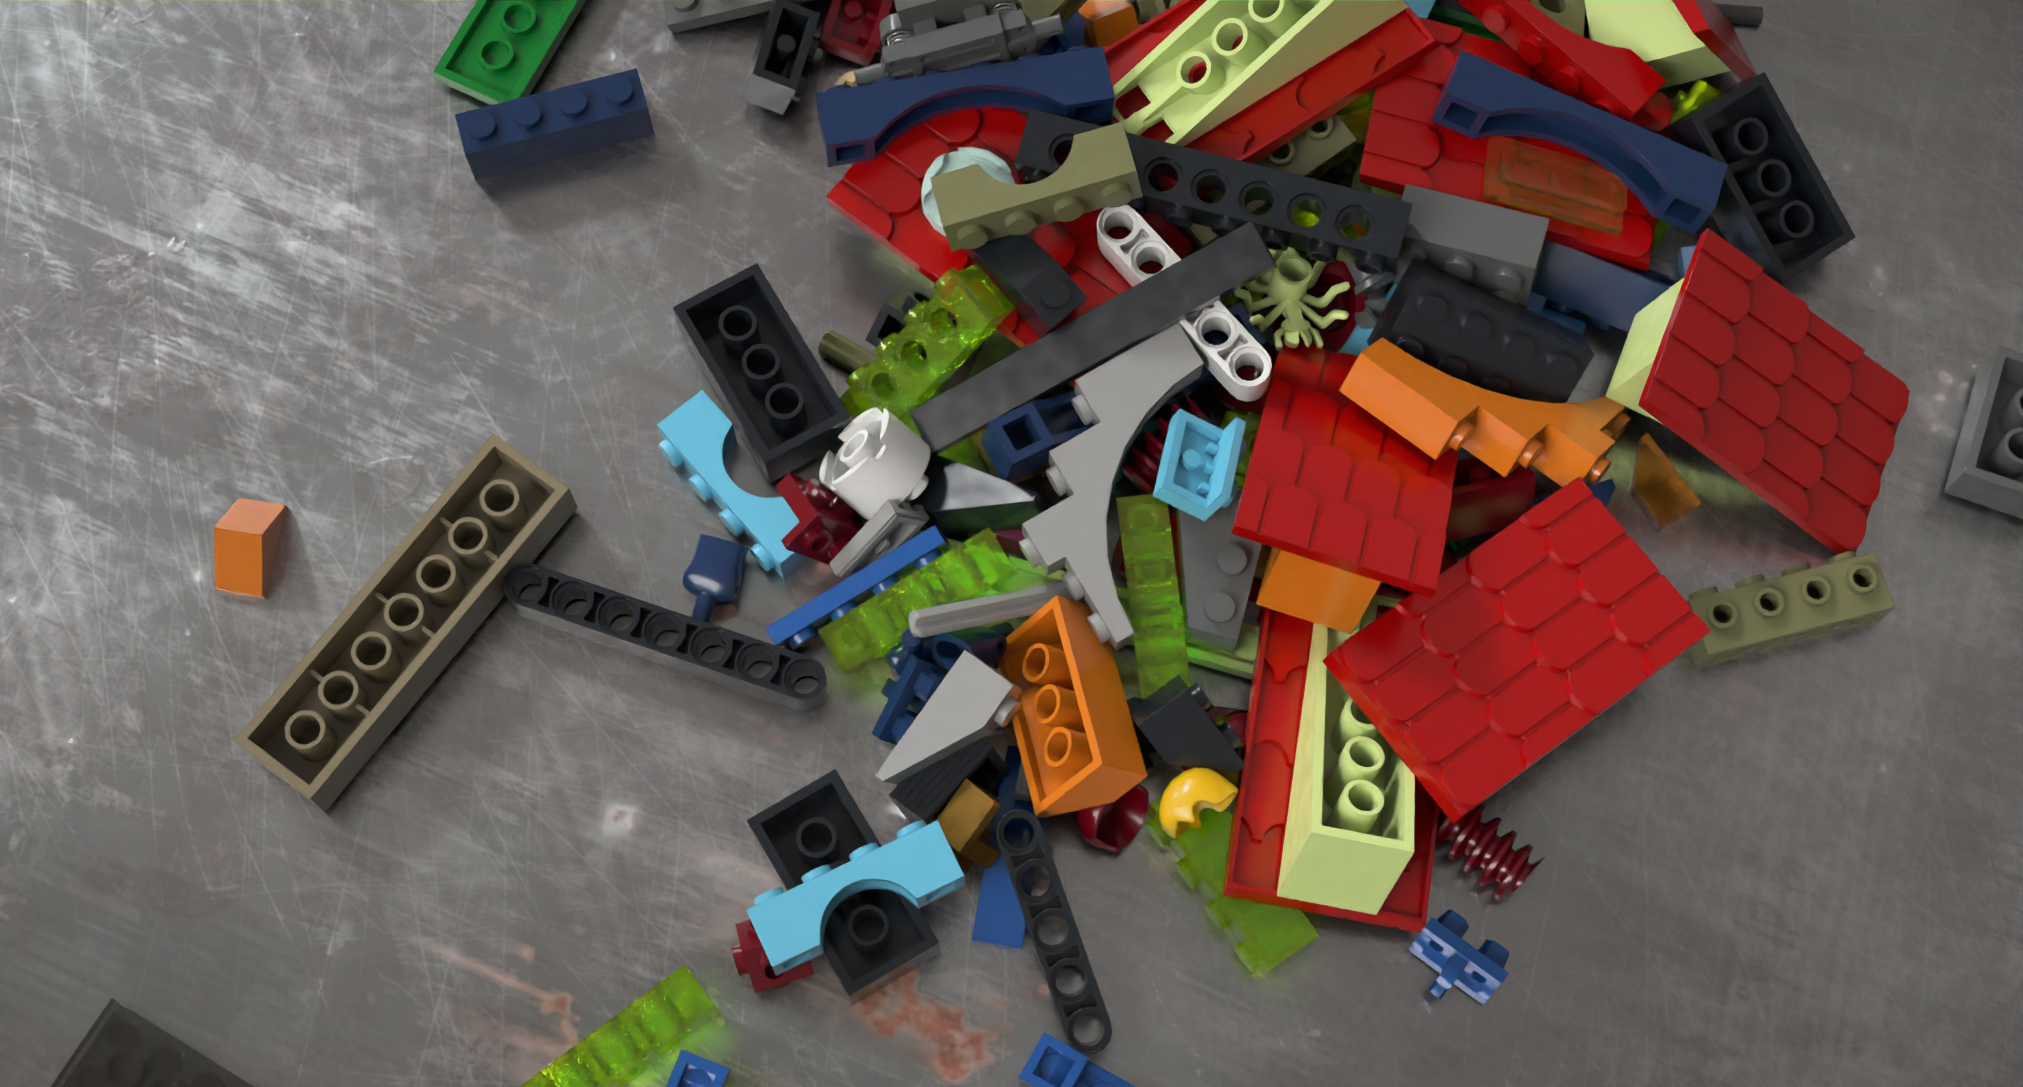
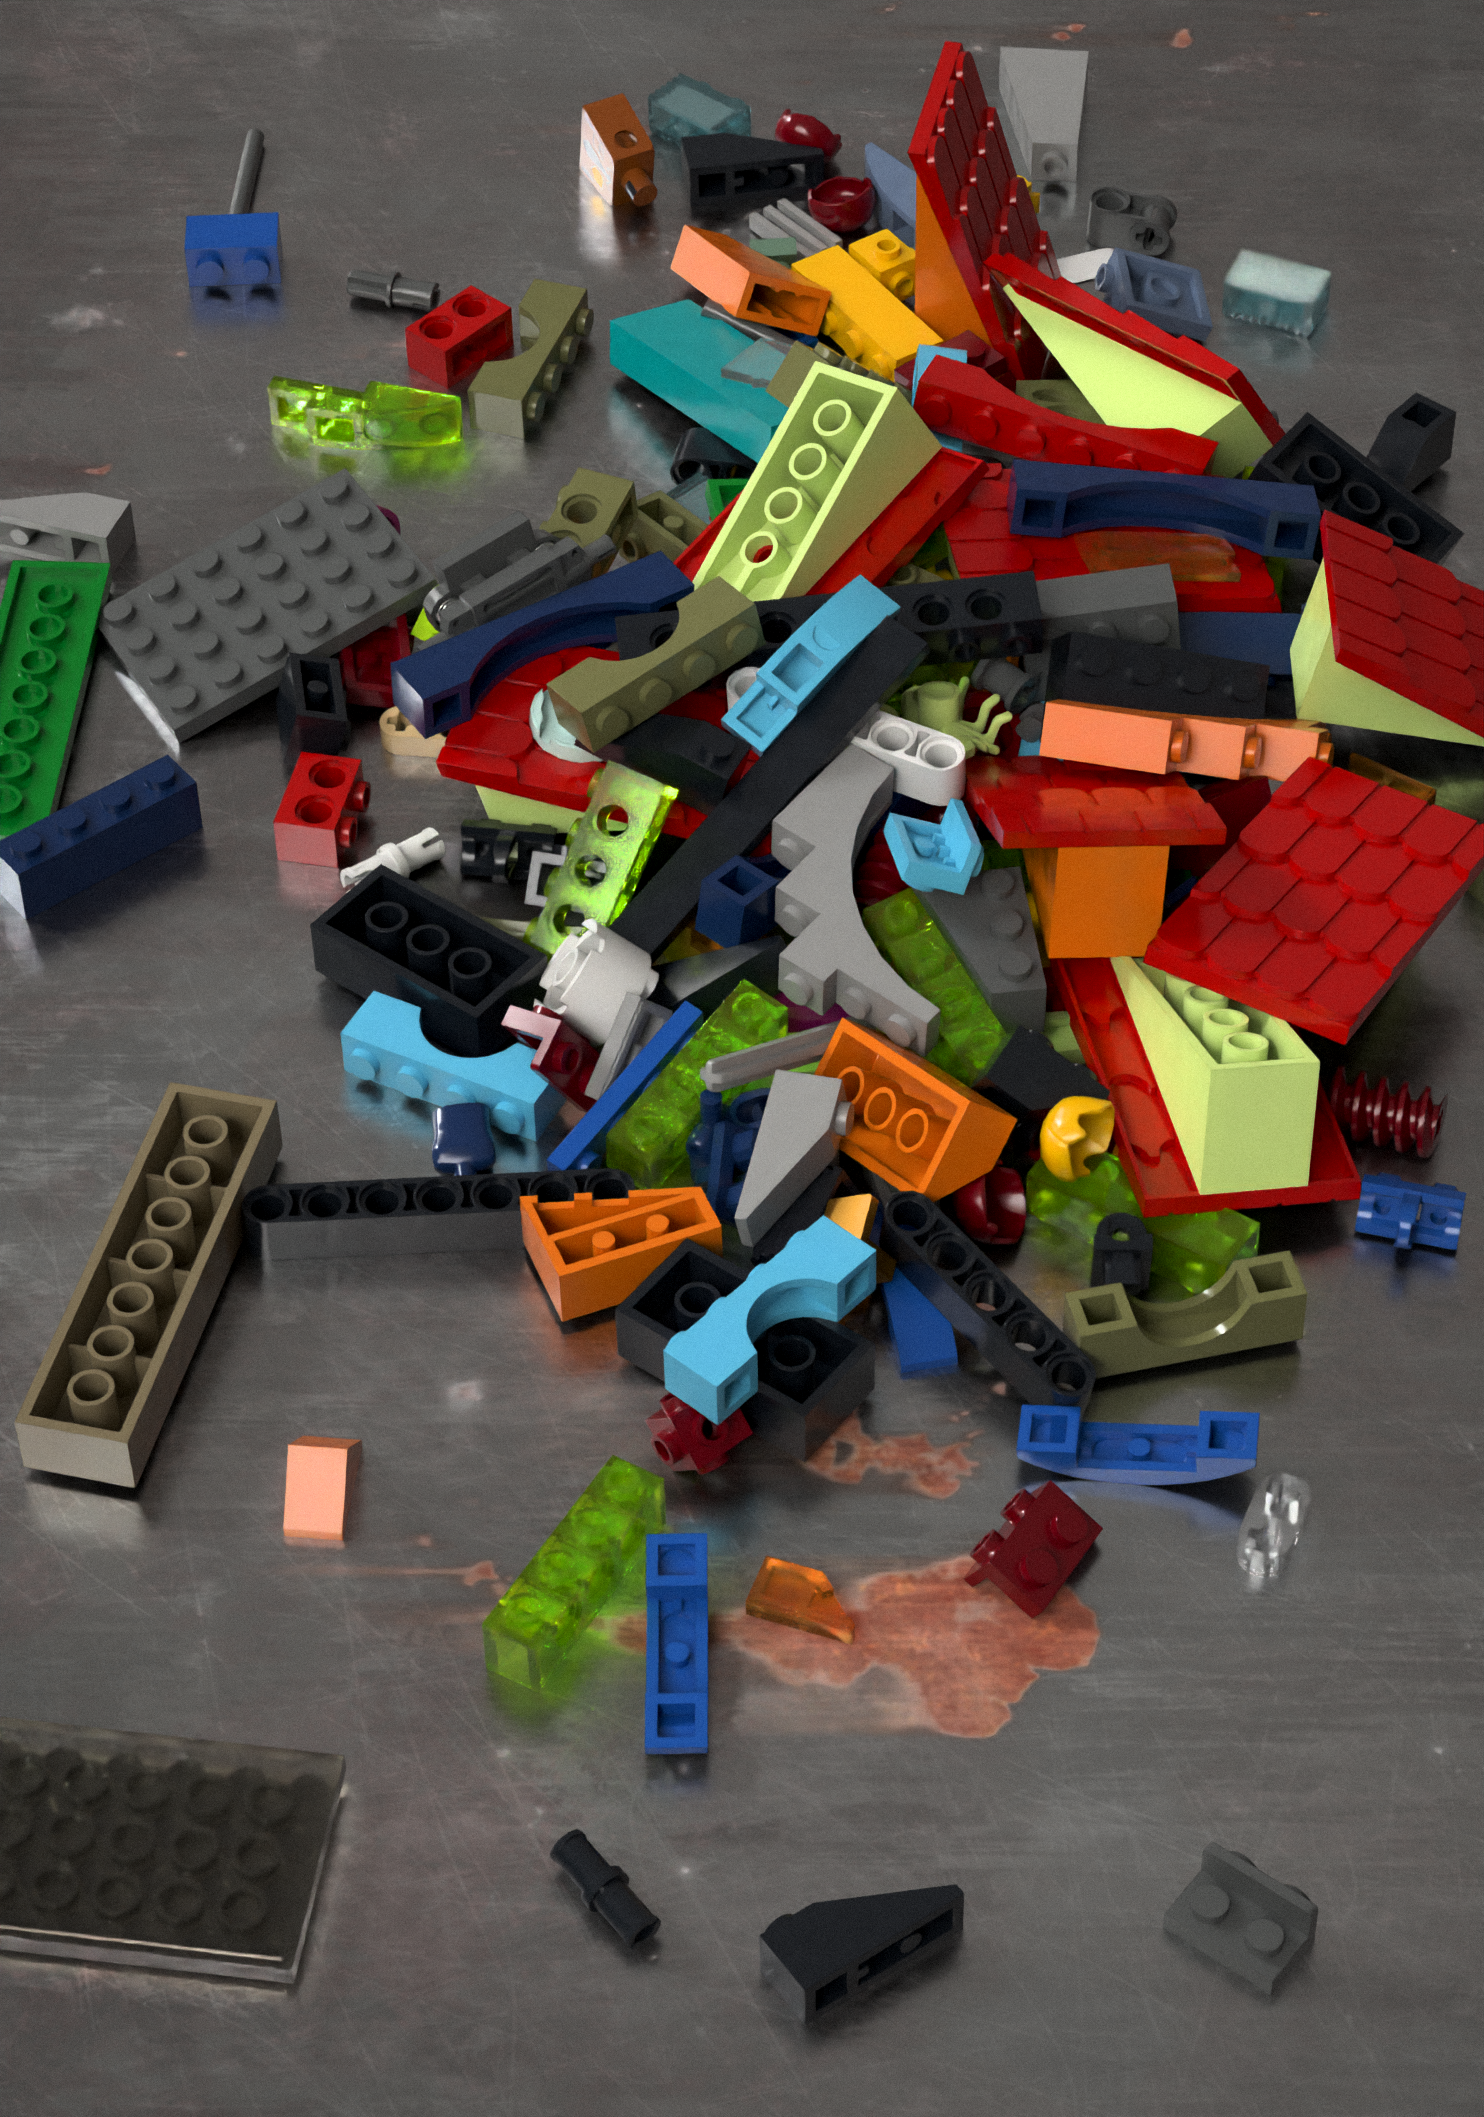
camera: 20 degrees left, 25 degrees down
(466, 867) = (320, 1486): none -> slope
(737, 157) = (321, 809): none -> red brick
(785, 242) = (400, 858): none -> white pin
(787, 738) = (605, 1248): none -> orange wedge
(869, 260) = (490, 842): none -> black hips
(1171, 236) = (807, 663): none -> medium azure slope
(1182, 933) = (1122, 1260): none -> black hips
(1248, 1009) = (1248, 1308): none -> olive arch
(1855, 108) = (1414, 440): none -> black slope

